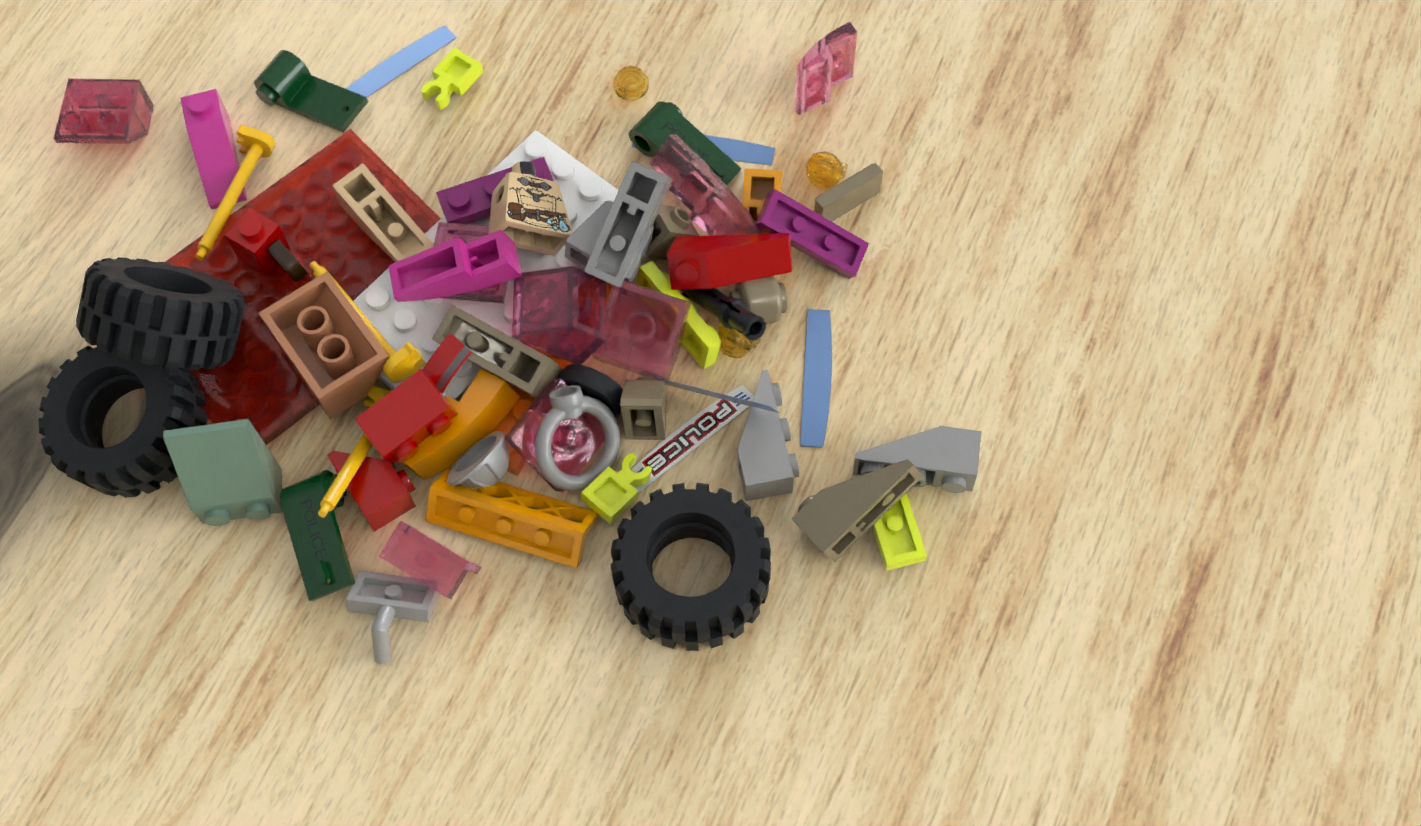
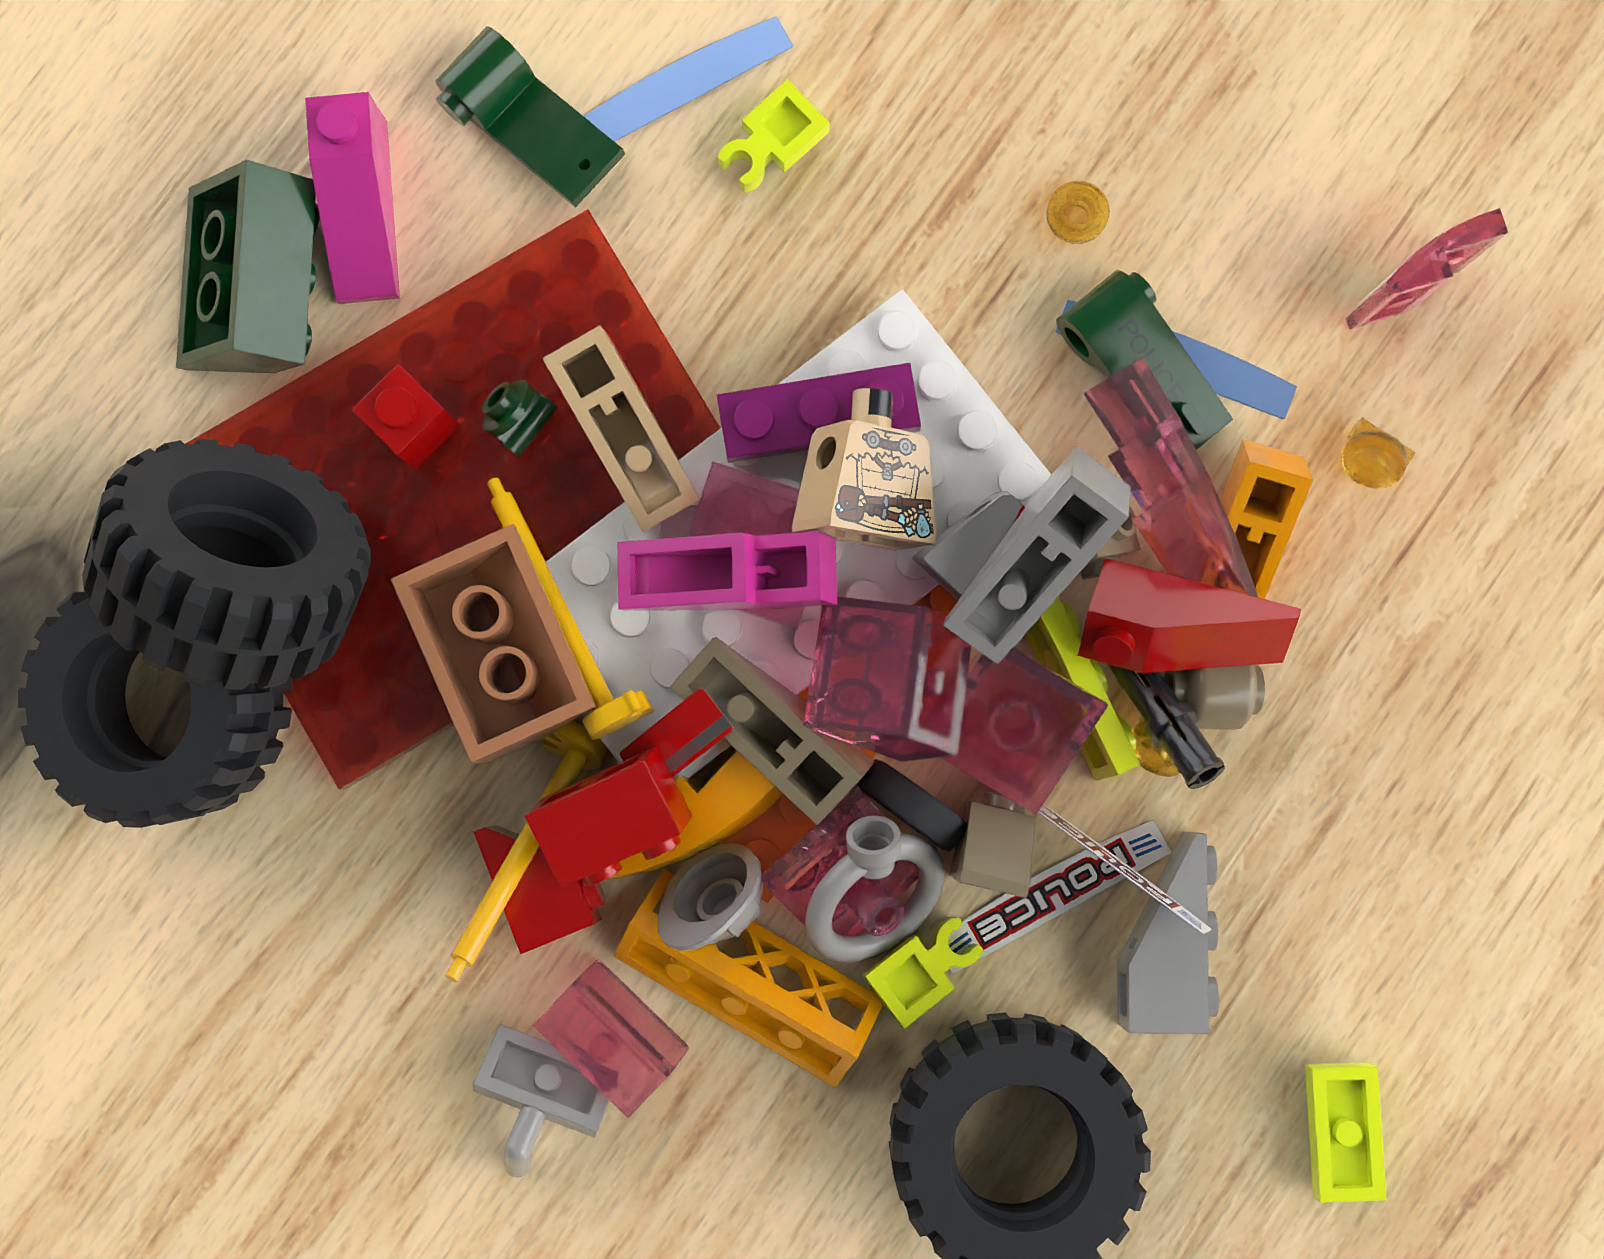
camera: 15 degrees right, 20 degrees up
(104, 112) = (173, 94): clear pink slope -> none
(155, 196) = (247, 271): none -> slope
(225, 471) = (312, 844): sand green slope -> none
(255, 145) = (428, 204): yellow piece -> none
(288, 261) = (453, 465): dark brown tile -> none
(316, 538) = (430, 912): dark green door -> none
(323, 233) = (516, 414): none -> dark green plate
(812, 234) = (1330, 593): magenta plate -> none
(816, 378) = (1275, 833): medium blue sticker -> none
(847, 510) = (1282, 1108): dark tan slope -> none
(849, 193) = (1405, 517): dark tan tile -> none
(942, 455) = (1435, 1028): light grey slope -> none

